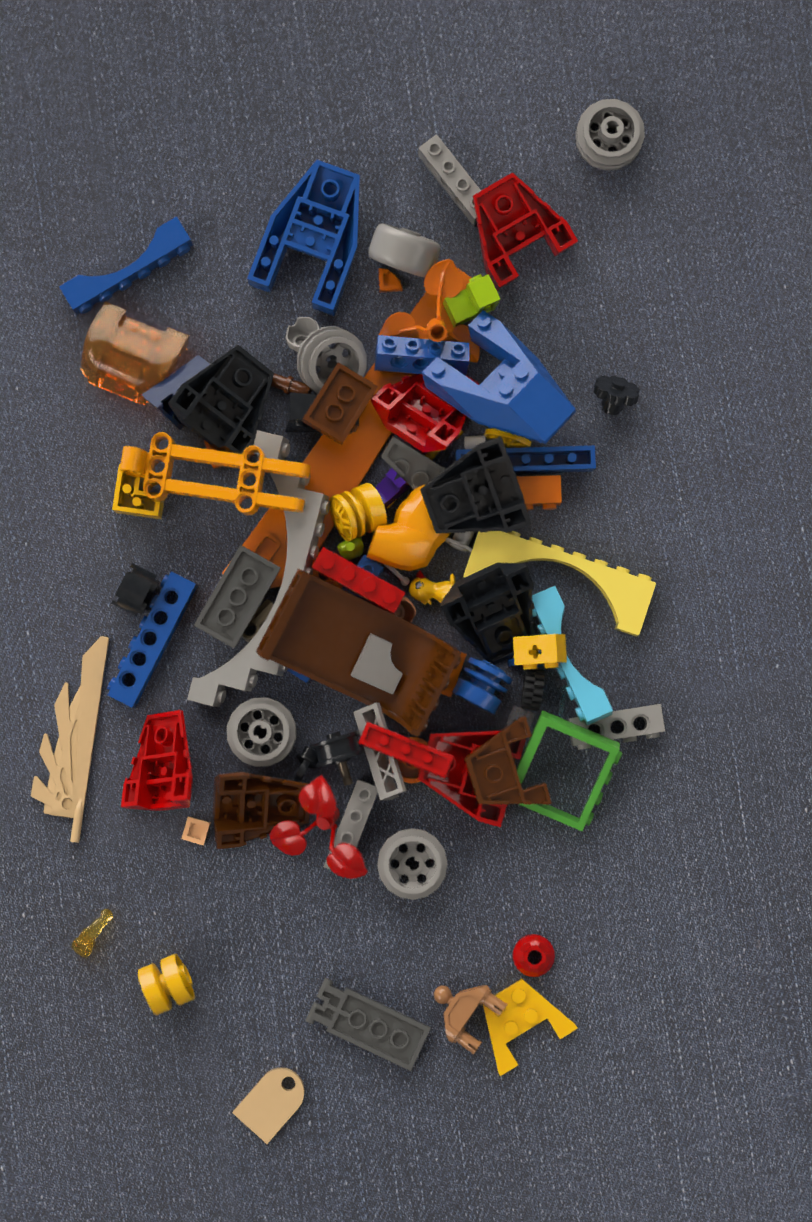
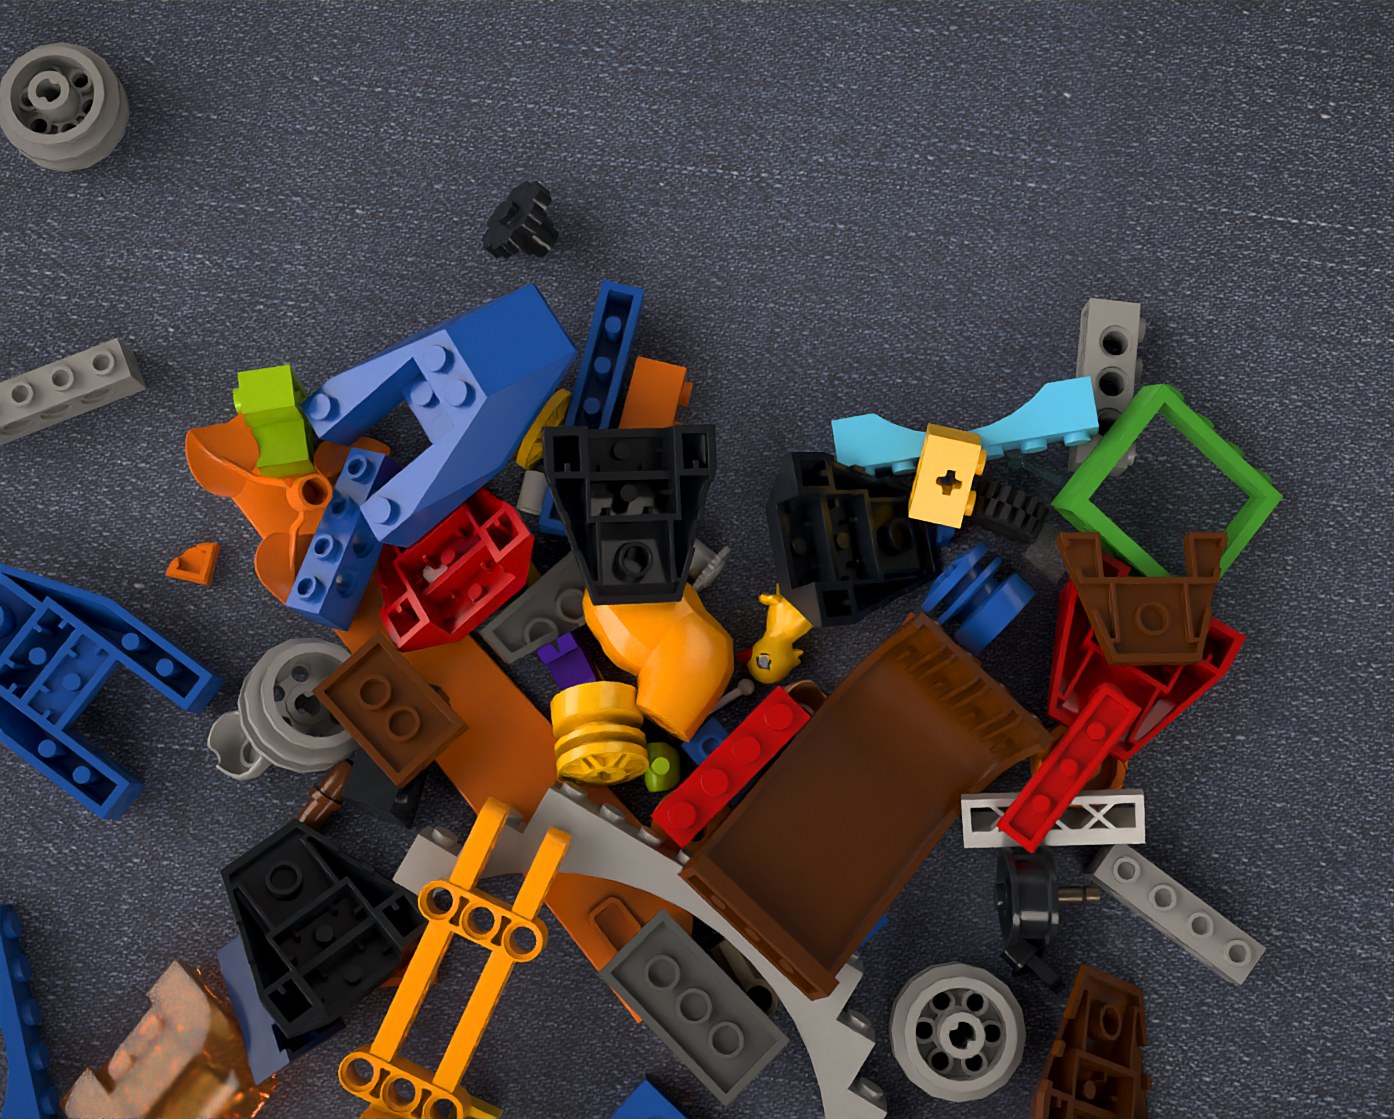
camera: 75 degrees left, 5 degrees down
(319, 800) = (1131, 955): red plant -> none
(375, 665) = (892, 781): light grey tile -> none
(403, 249) = (144, 515): light grey wheel -> none
(413, 888) = (1302, 781): light grey wheel -> none
(512, 219) = (157, 311): red wedge -> none
(625, 593) = (876, 308): light yellow arch -> none

